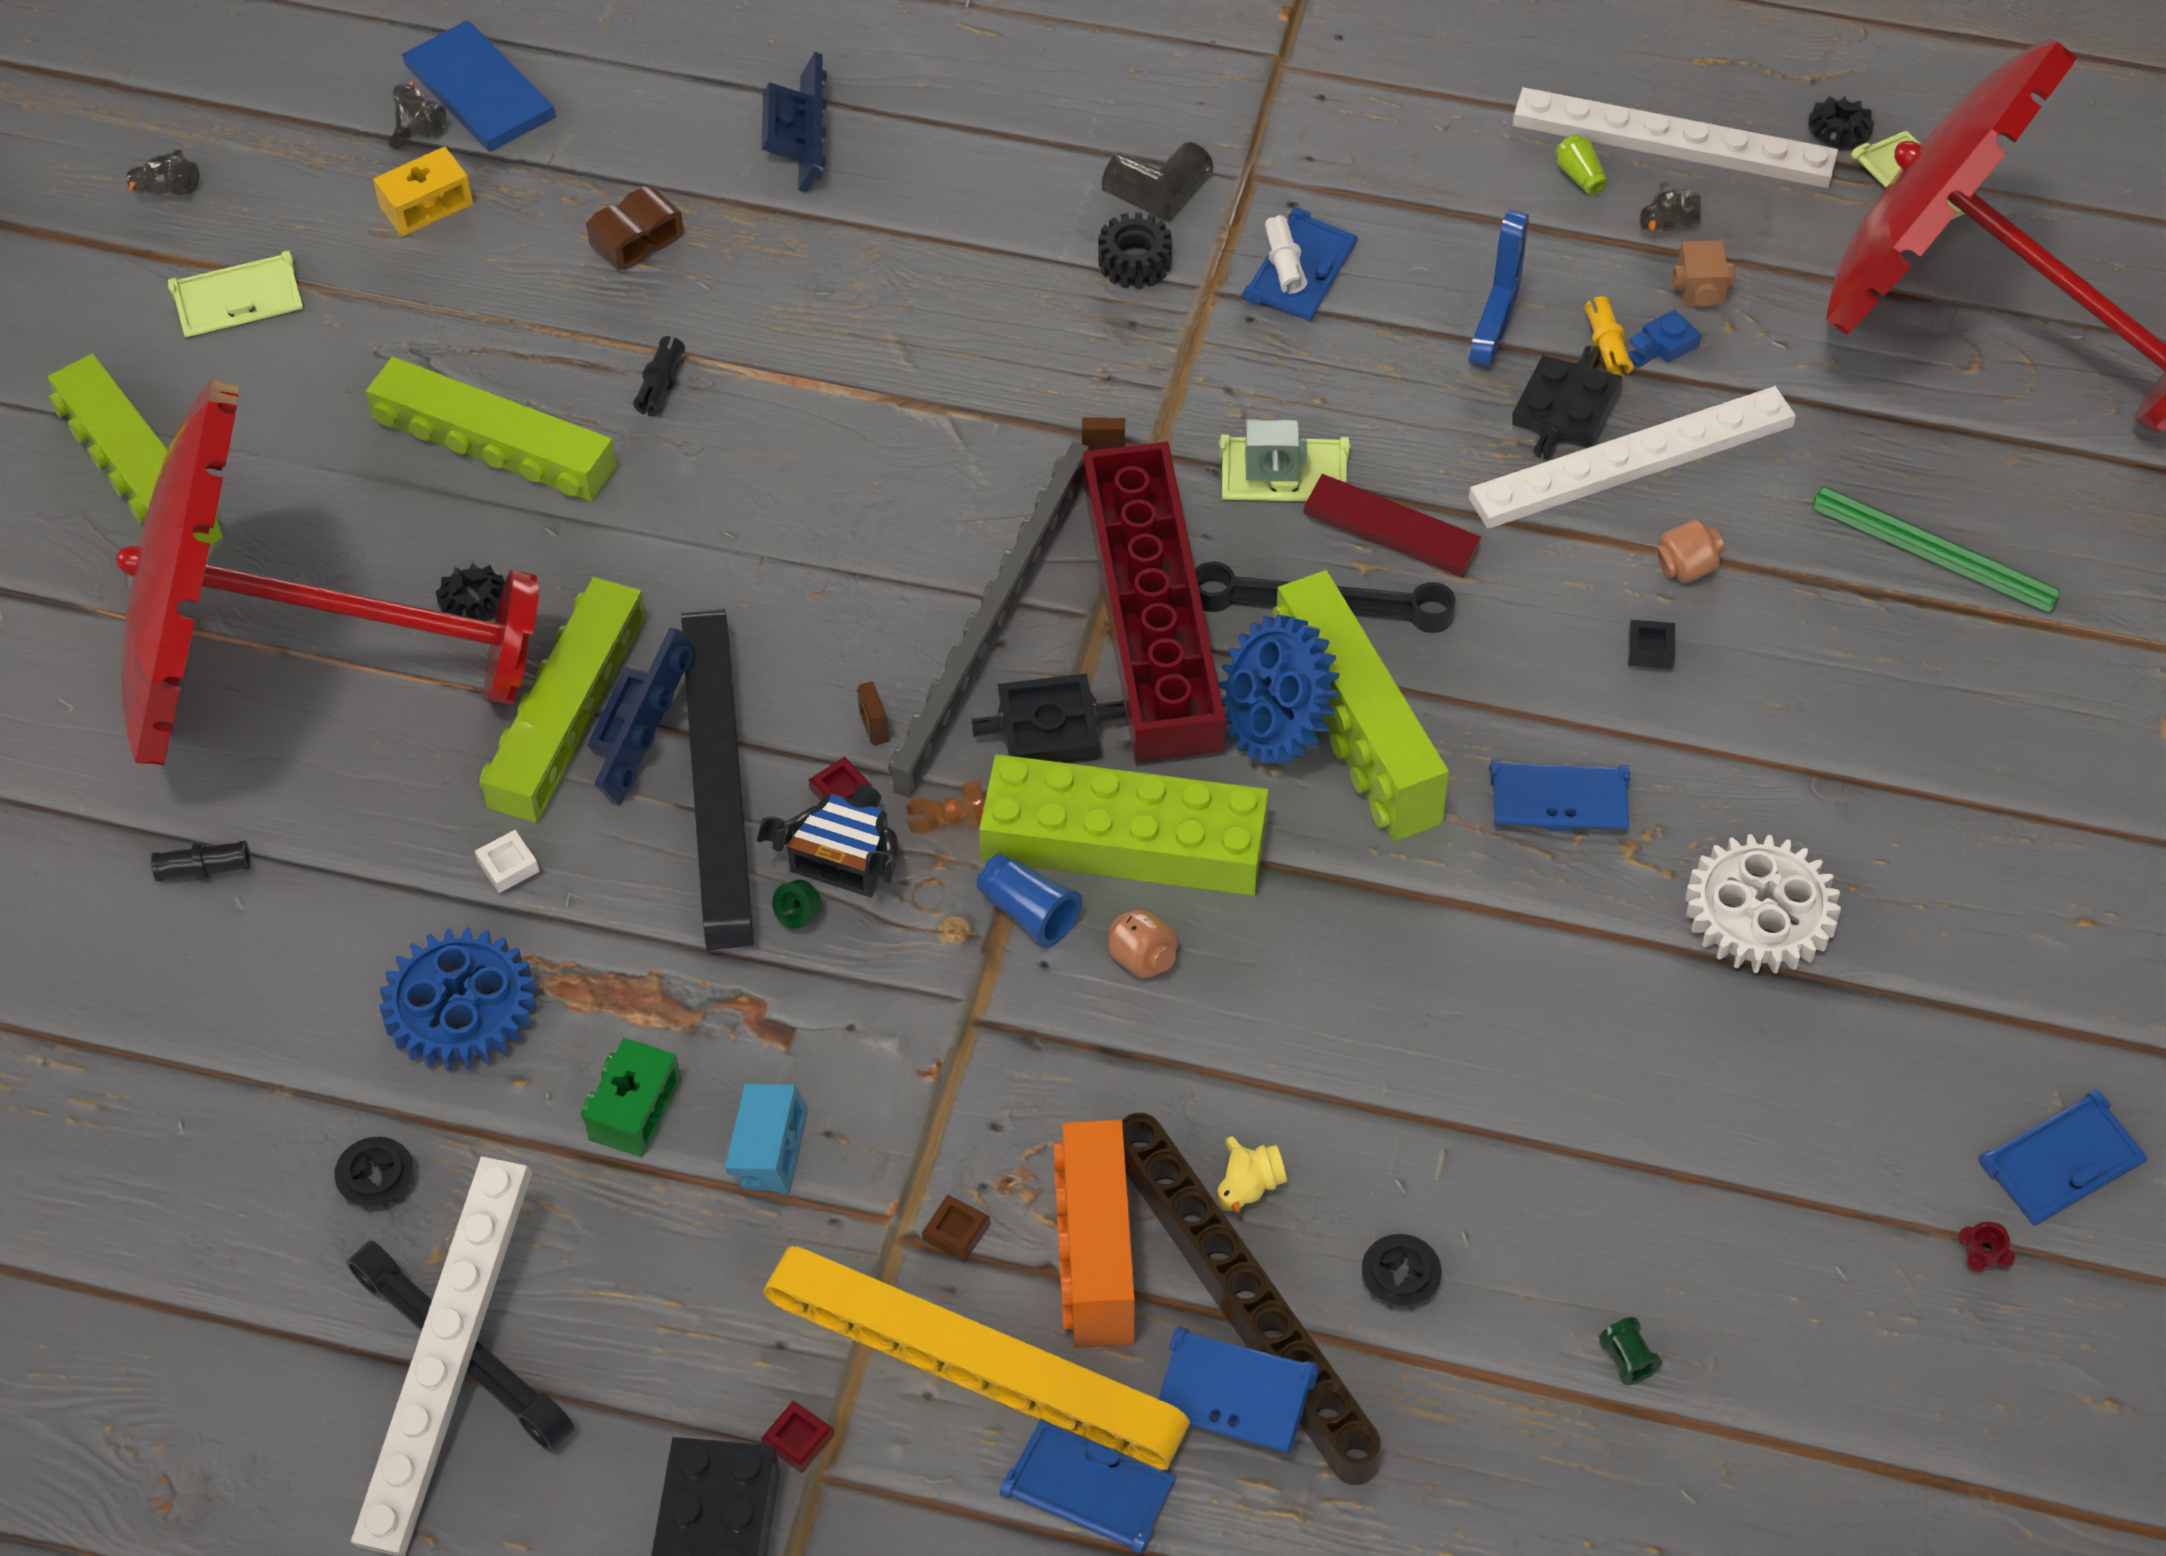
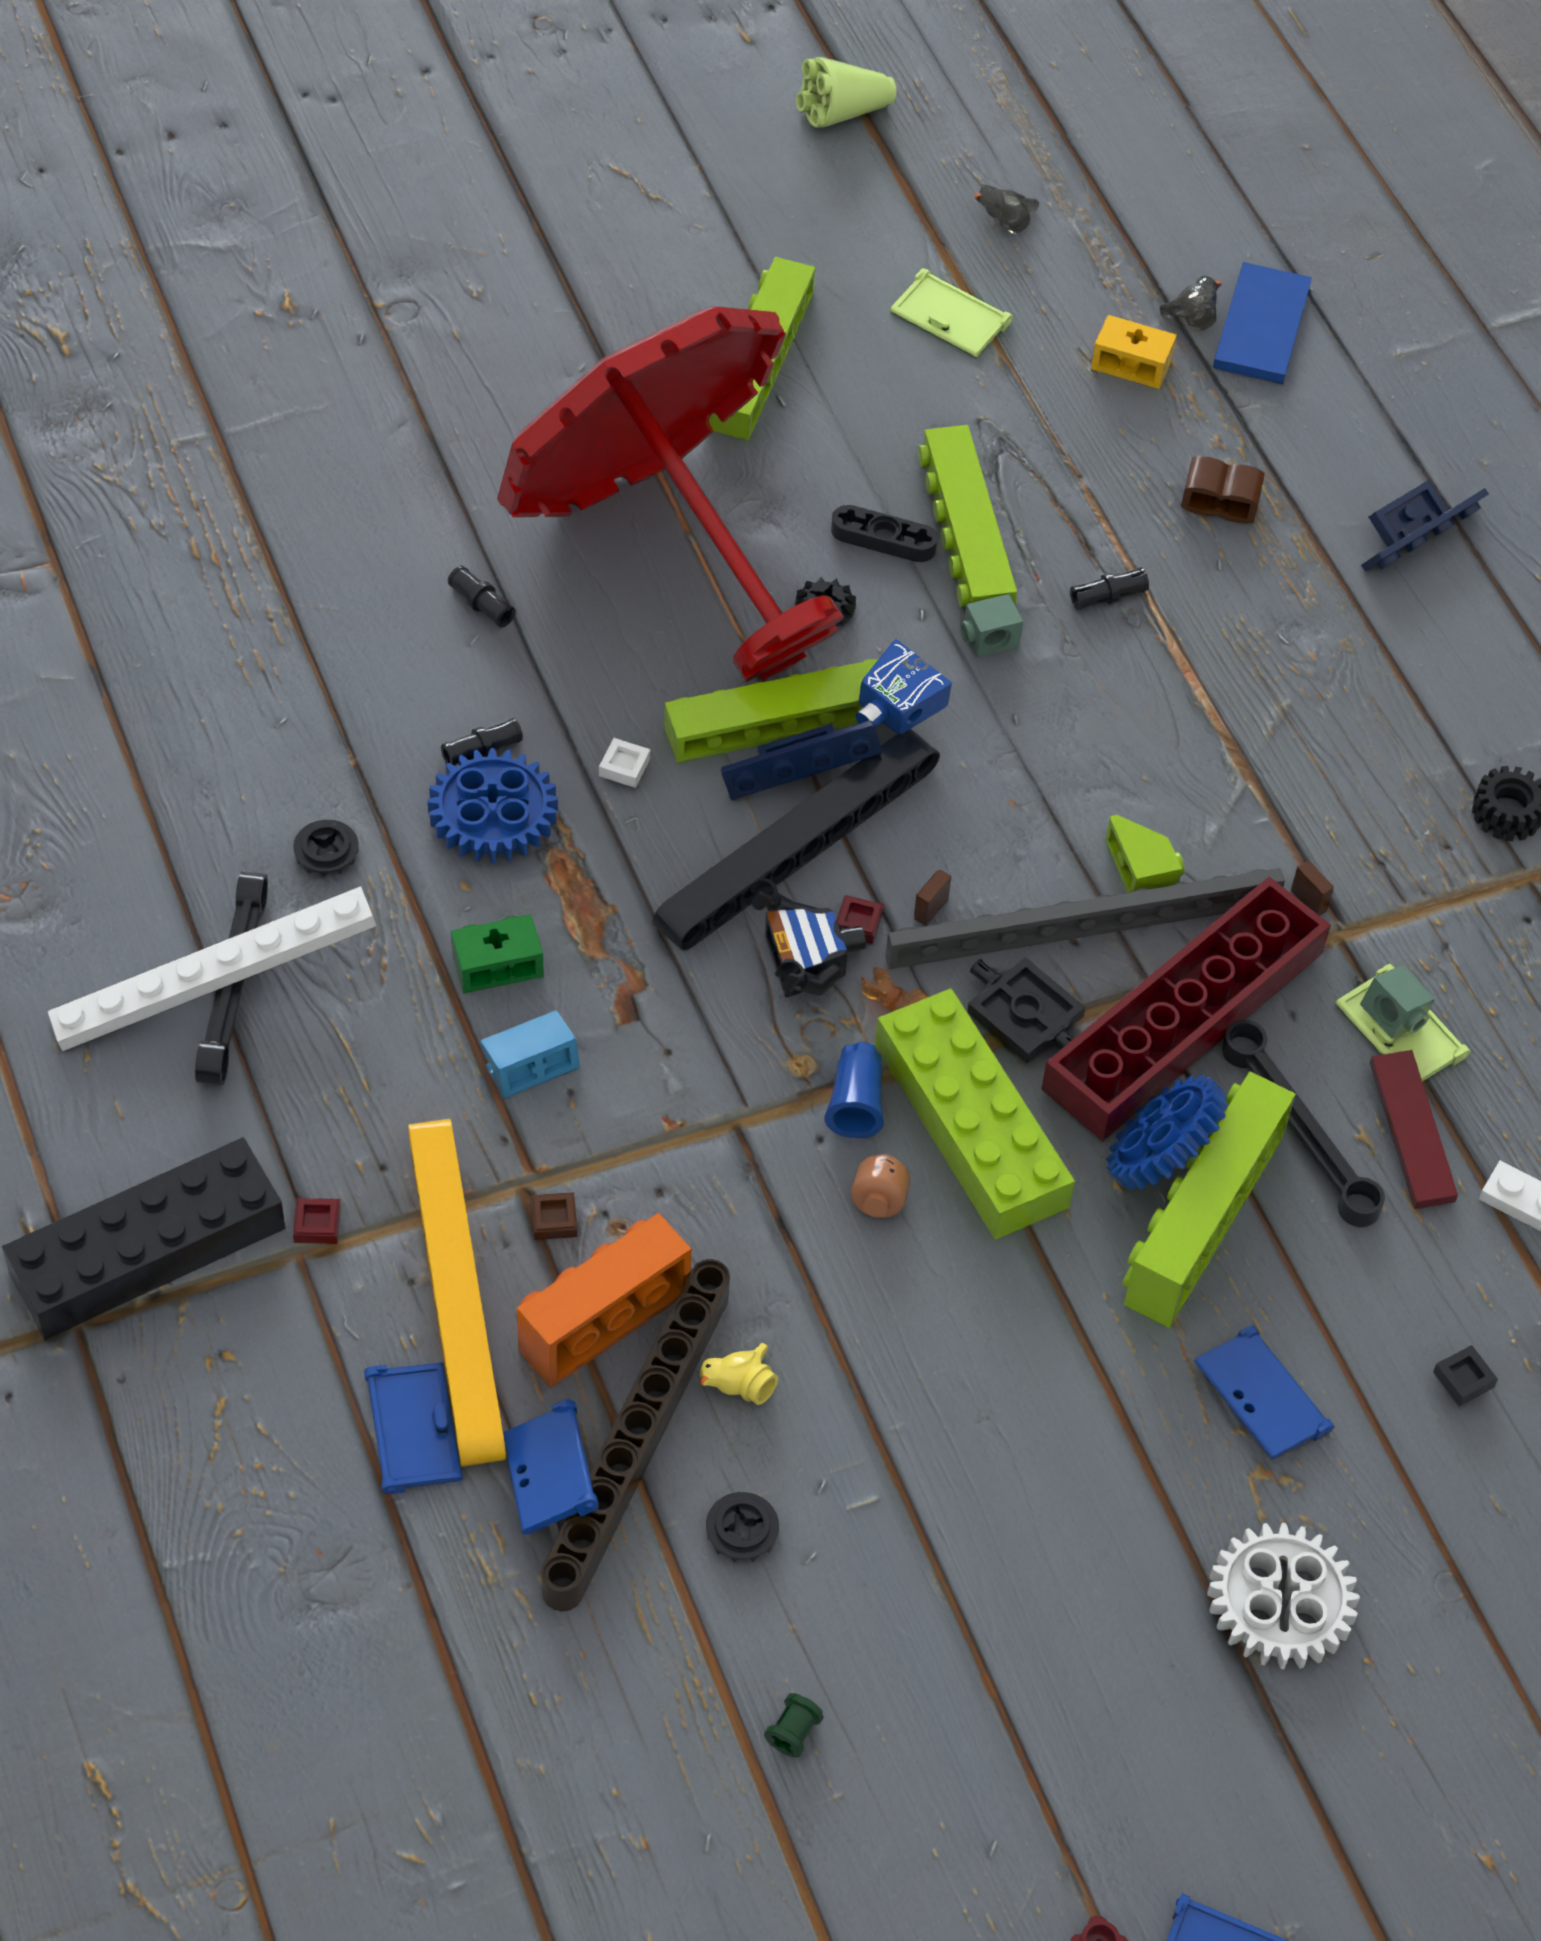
camera: 50 degrees right, 0 degrees up
(373, 964) = (482, 740): none -> black pin
(431, 516) = (856, 534): none -> black beam
(621, 483) = (992, 625): none -> sand green brick
(647, 588) = (901, 690): none -> blue torso
(796, 904) = (734, 952): dark green tile -> none
(967, 535) = (1142, 855): none -> lime slope

